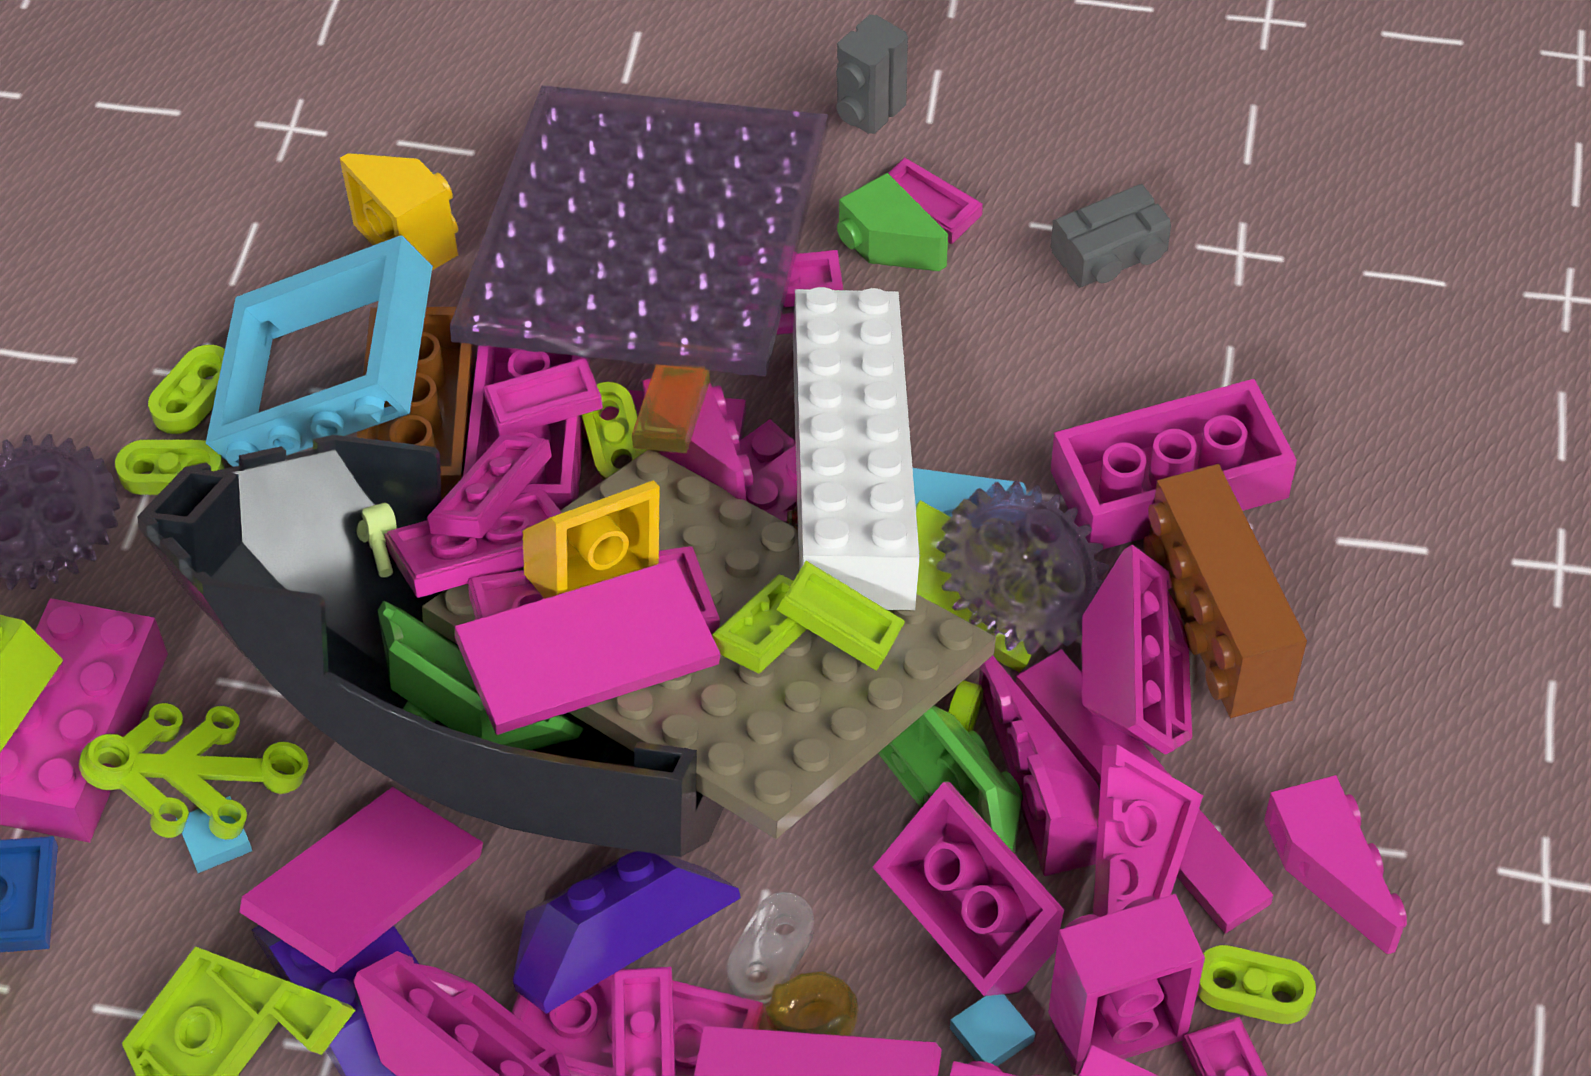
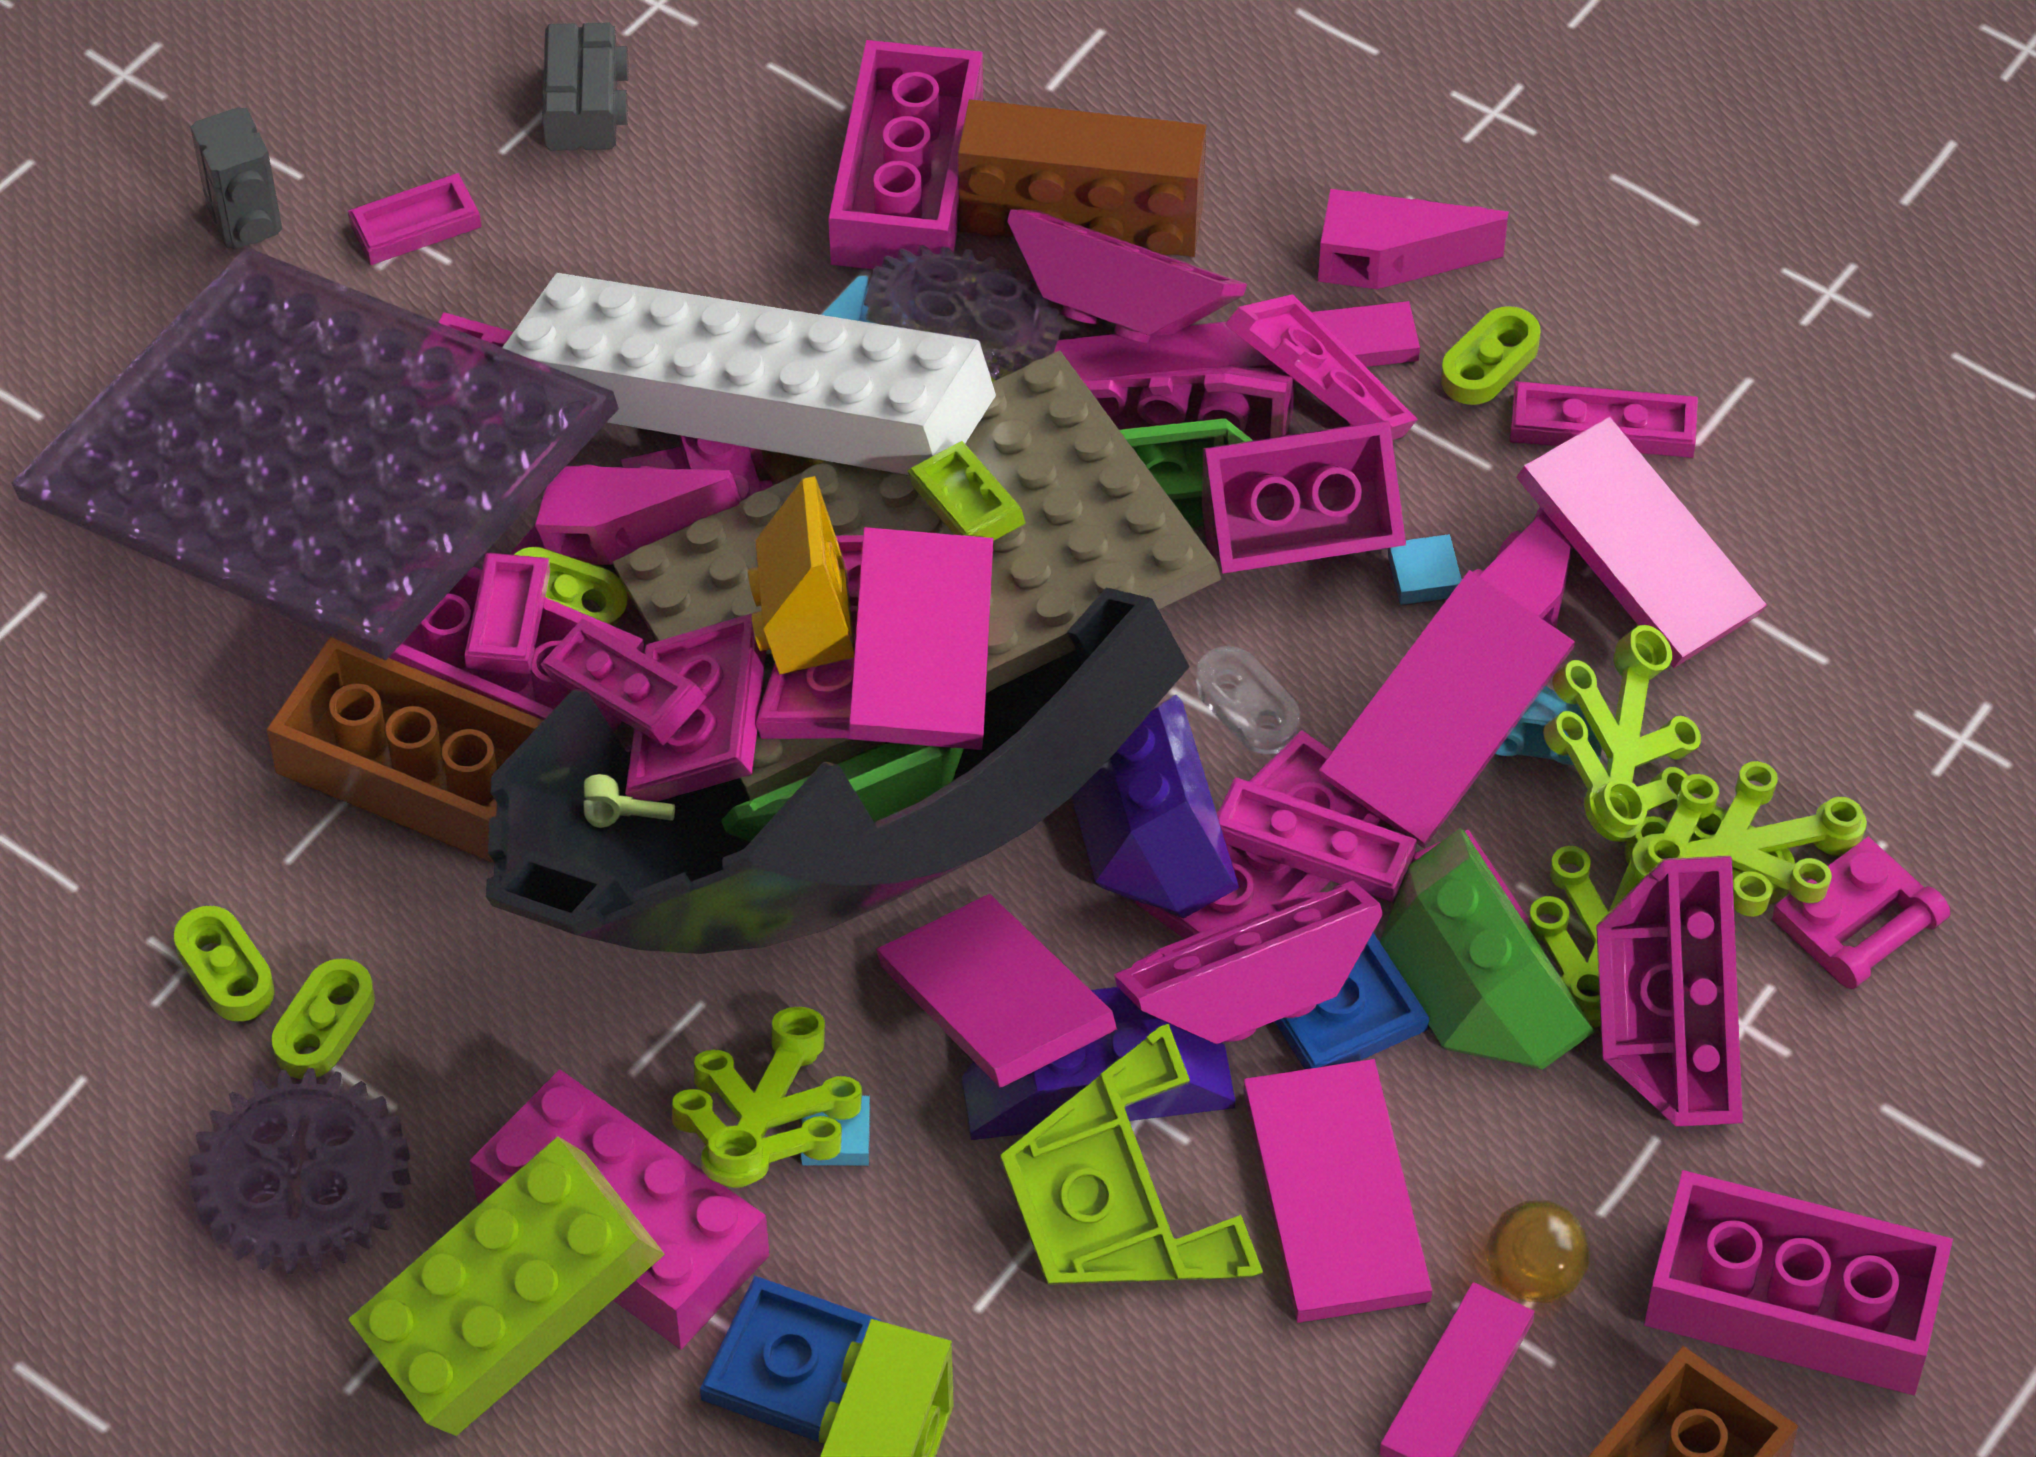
camera: 65 degrees left, 0 degrees up
(383, 273) = (214, 763): medium azure window -> none
(403, 199) = (124, 668): yellow slope -> none
(671, 408) = (604, 504): clear yellow tile -> none
(813, 1005) = (1338, 686): clear yellow hair -> none
(841, 615) = (996, 434): lime tile -> none
(891, 227) = (444, 255): bright green slope -> none
(1125, 980) = (1466, 422): dark pink brick -> none

